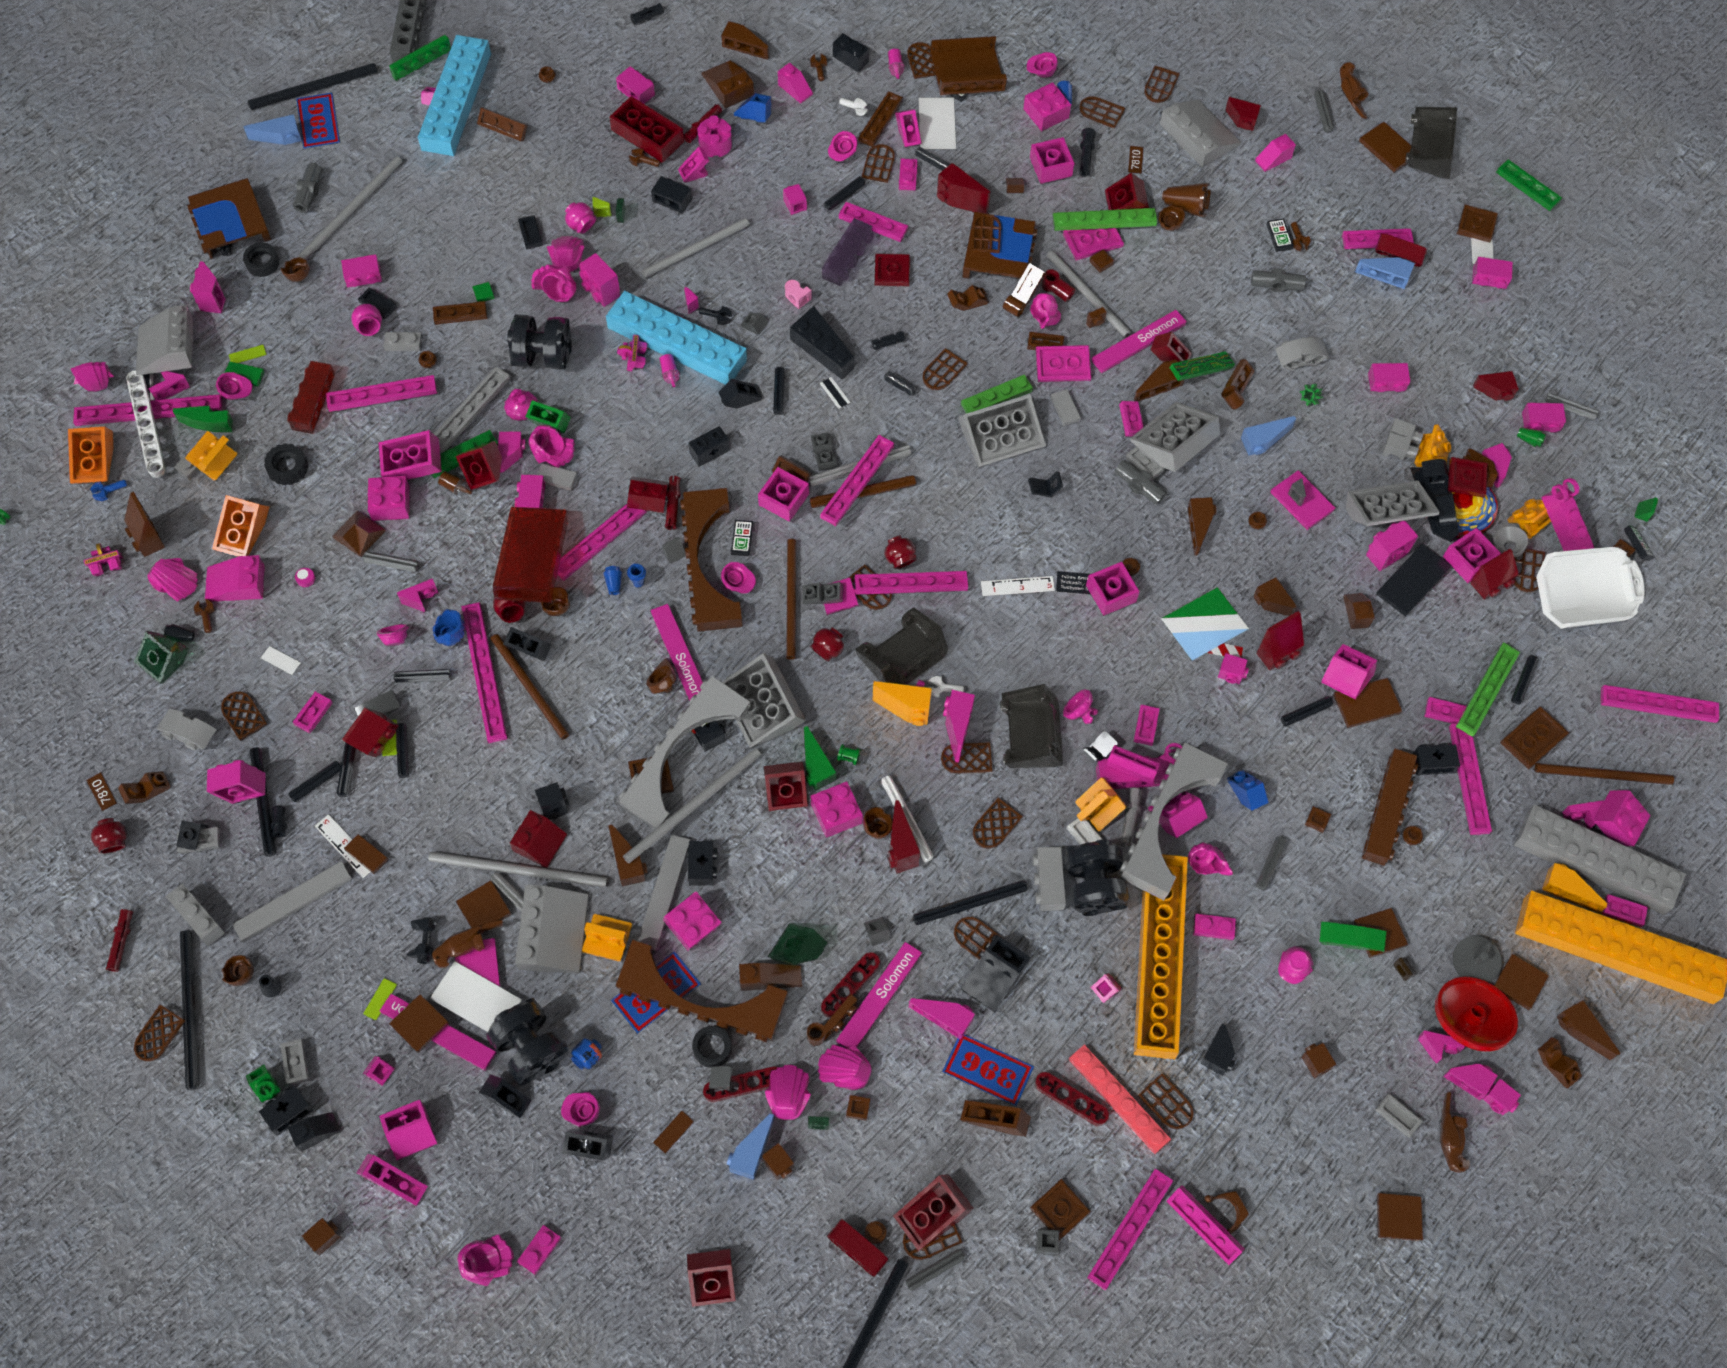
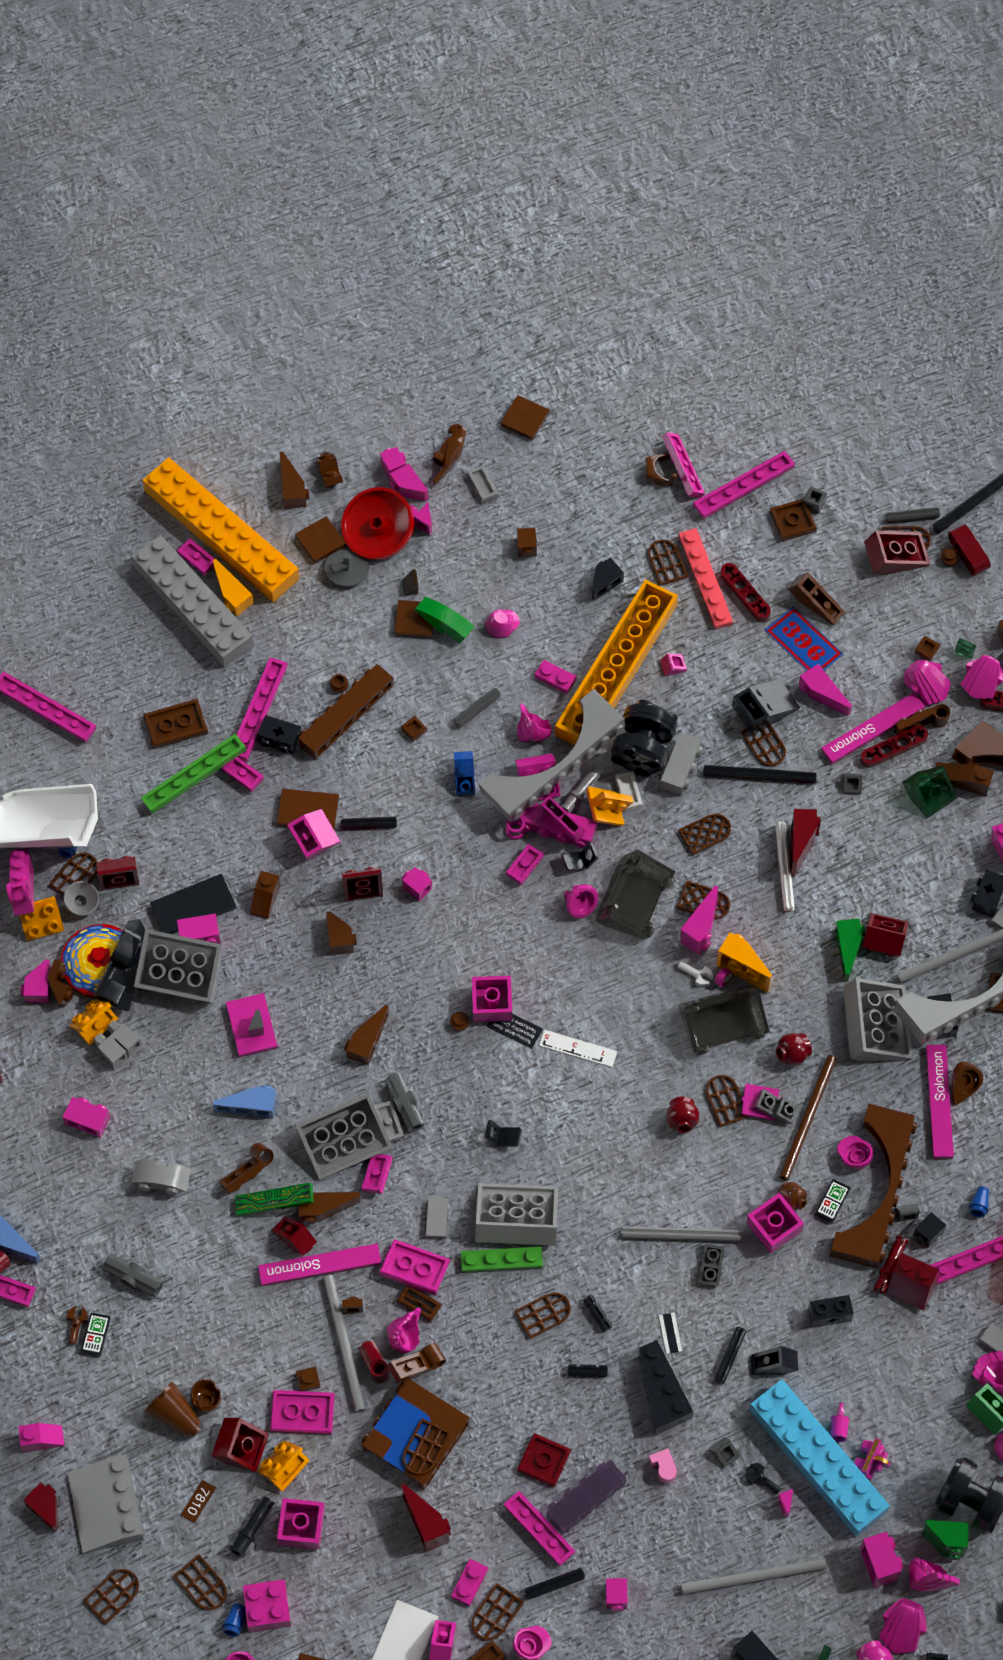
camera: 155 degrees left, 0 degrees up
(551, 305) = (947, 1537): none -> green slope
(636, 574) = (956, 1190): blue cone -> none
(649, 540) = (929, 1230): none -> black brick
(777, 524) = (794, 1195): none -> reddish brown head
(792, 468) = (755, 1249): reddish brown plate -> none
(836, 809) = (847, 893): dark pink brick -> none
(848, 754) = (815, 940): green bush -> none
(857, 480) = (693, 1207): dark pink plate -> none
(868, 490) = (689, 1203): reddish brown axle -> none
(877, 823) = (815, 866): reddish brown hair -> none
(911, 582) = (684, 1083): dark pink plate -> none
(931, 158) = (429, 1585): black axle -> none
(970, 299) = (476, 1387): reddish brown slope -> none
(1014, 185) = (354, 1518): reddish brown slope -> none
(1087, 194) = (283, 1464): none -> light orange bracket
(1104, 219) = (281, 1424): bright green plate -> none
(1204, 623) = (416, 942): sticker -> none
(1229, 649) = (412, 911): sticker -> none
(1257, 520) = (309, 1020): reddish brown plate -> none
(1309, 390) = (178, 1127): green gear -> none
(1467, 477) = (85, 967): dark red tile -> none
(1470, 553) = (127, 899): dark pink brick -> none
(1524, 679) = (150, 775): black axle -> none
(1583, 811) = (172, 642): dark pink slope -> none
(1604, 773) = (136, 670): reddish brown piece -> none
(1622, 817) = (152, 619): dark pink brick -> none

